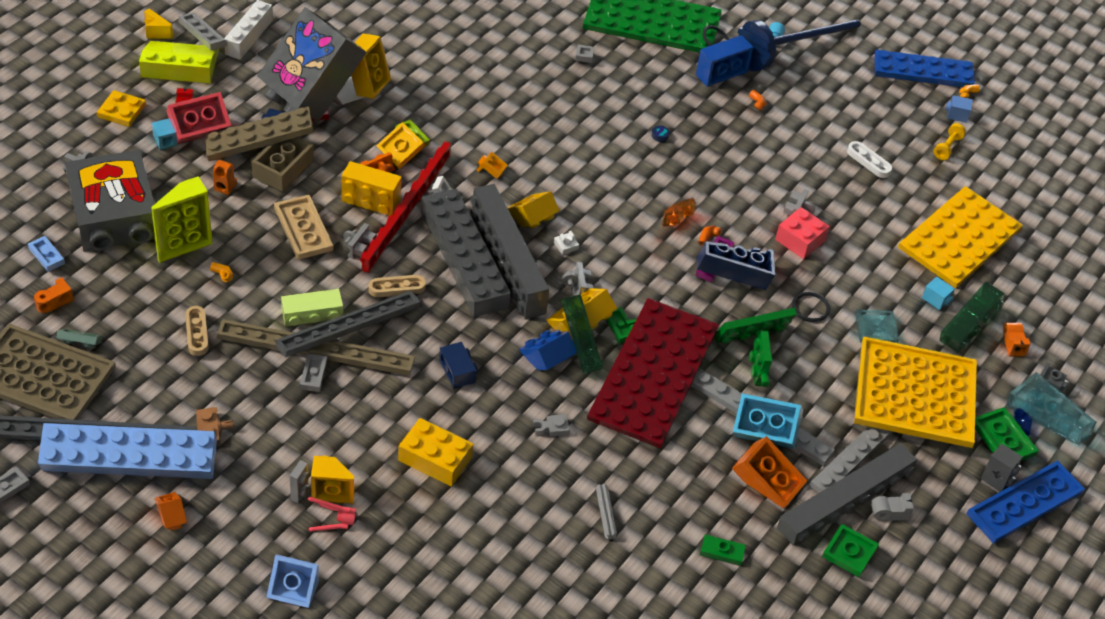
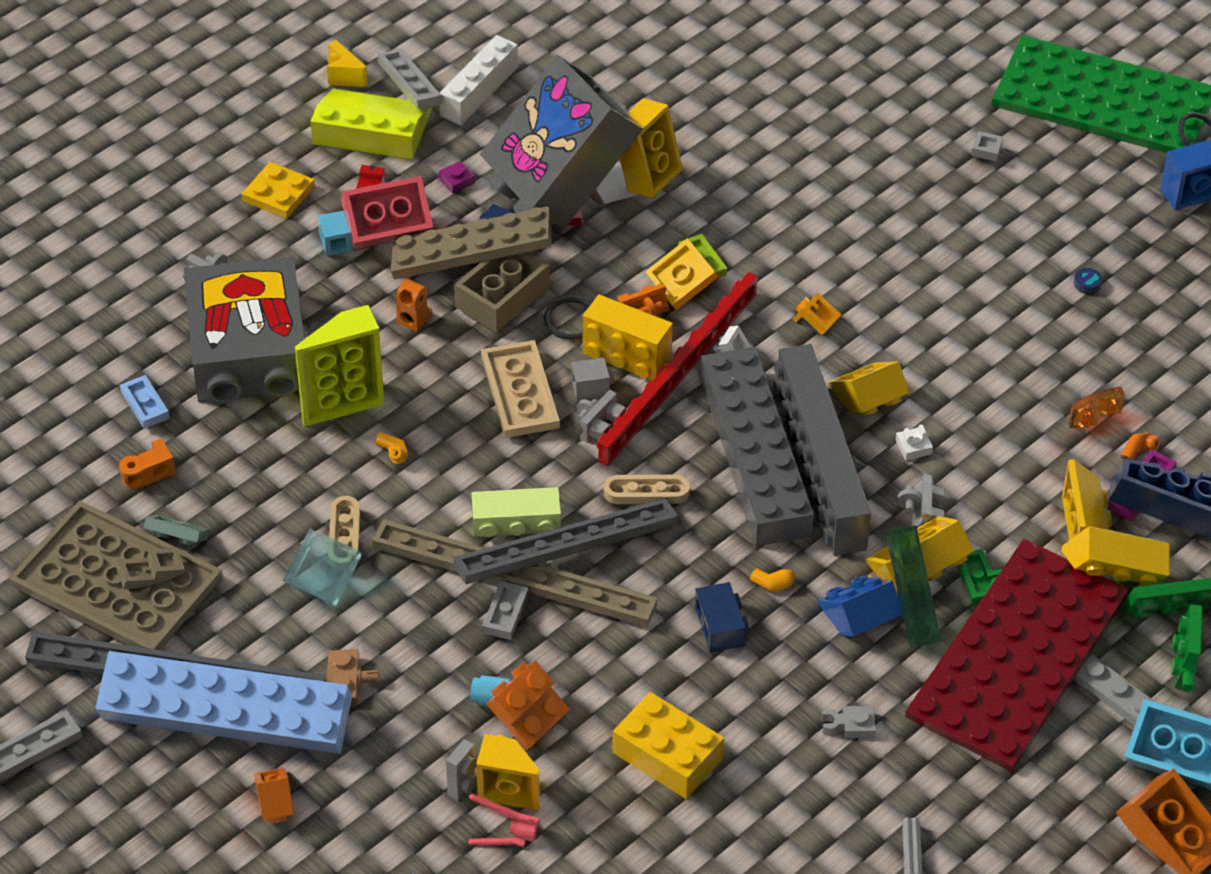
camera: 15 degrees right, 0 degrees up
(67, 365) = (156, 568): none -> dark tan slope
(185, 354) = (322, 567): none -> clear light blue tile
(241, 92) = (456, 177): none -> magenta plate
(312, 427) = (482, 688): none -> medium azure brick
(322, 169) = (556, 303): none -> black piece
(338, 432) = (527, 703): none -> orange plate
(350, 216) = (591, 378): none -> light grey brick
(489, 339) = (775, 581): none -> light orange arm
(683, 281) = (1083, 500): none -> yellow slope
(710, 303) = (1118, 556): none -> yellow slope

